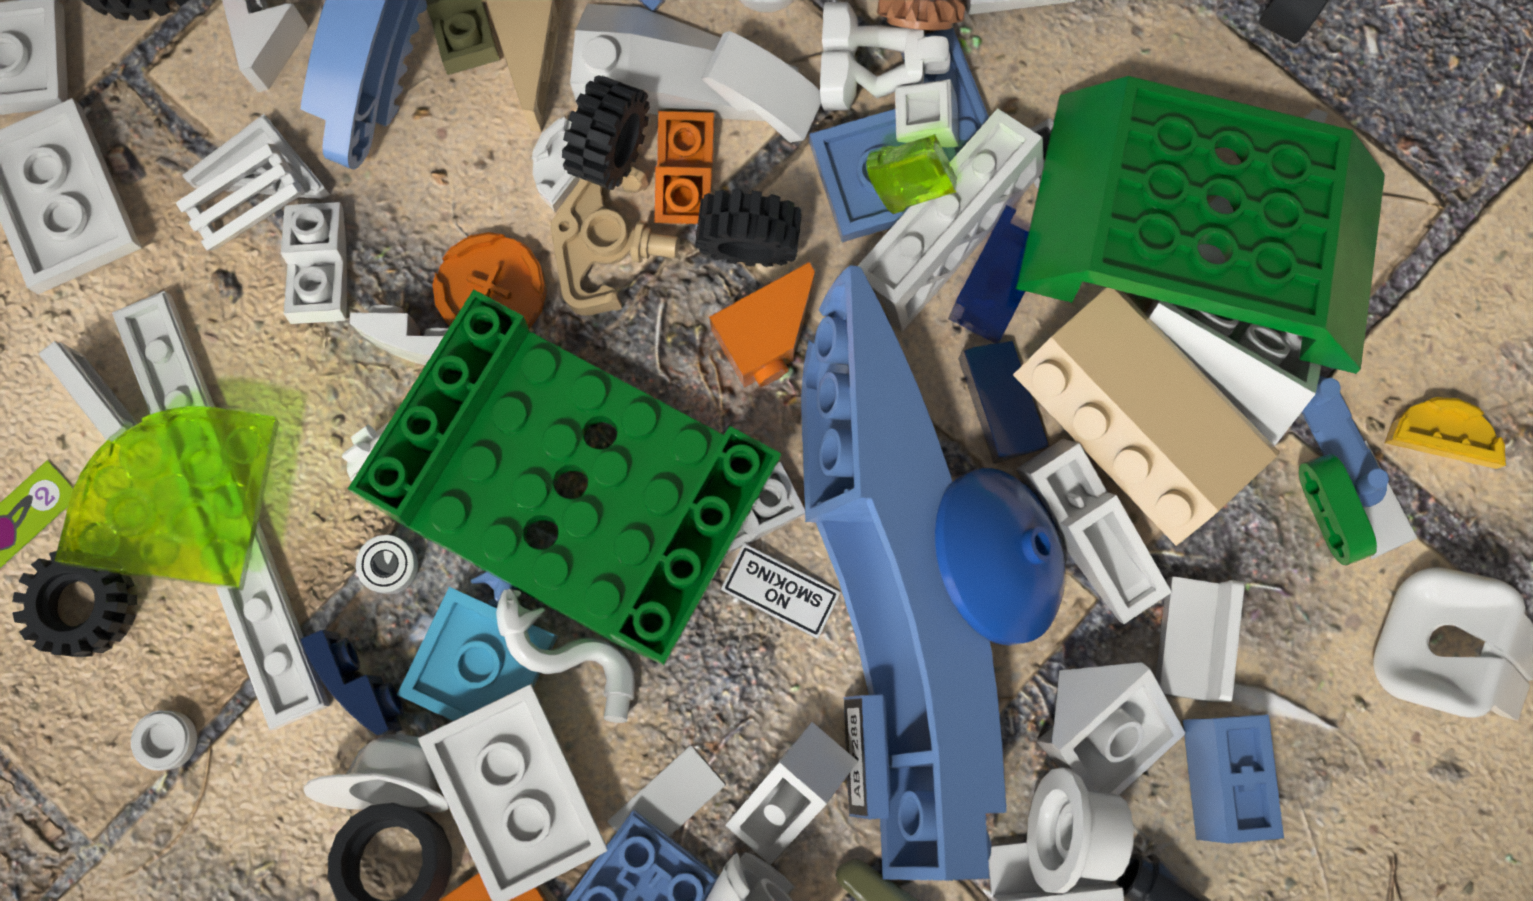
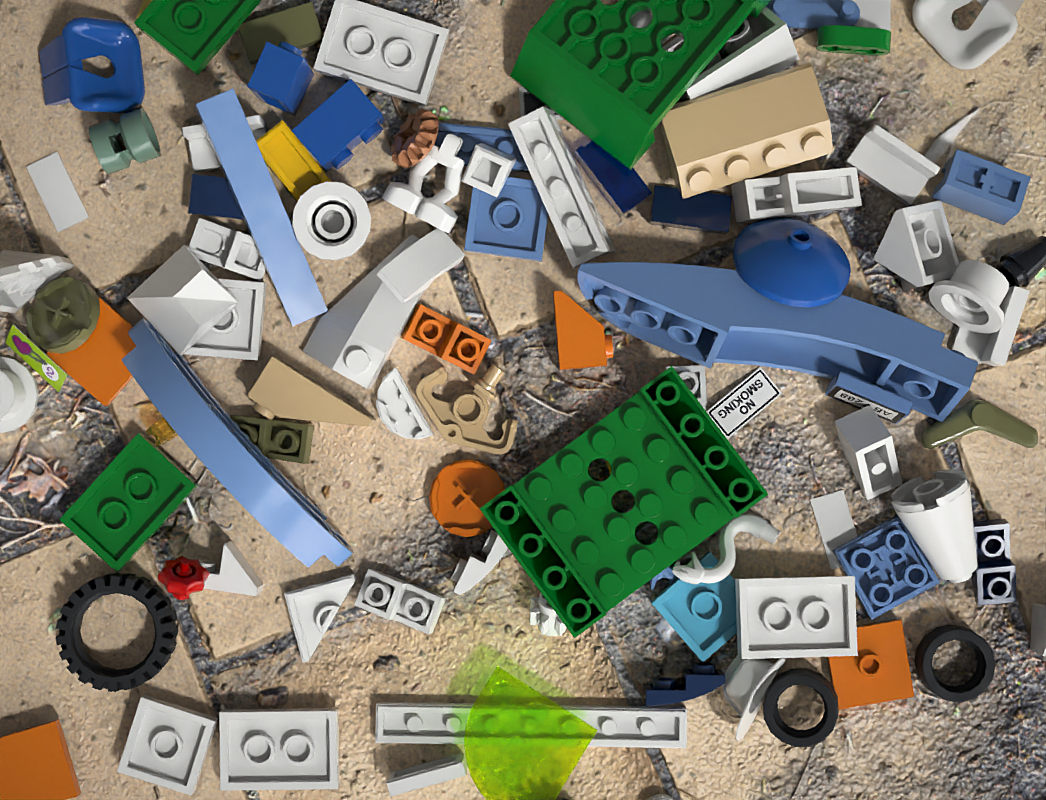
camera: 65 degrees left, 10 degrees up
(202, 221) = (341, 661): white tile -> none
(386, 564) = (616, 636): white tile -> none
(605, 132) = (413, 380): black tyre -> none
(748, 228) = (512, 318): black tyre -> none
(910, 173) = (529, 202): clear neon green tile -> none

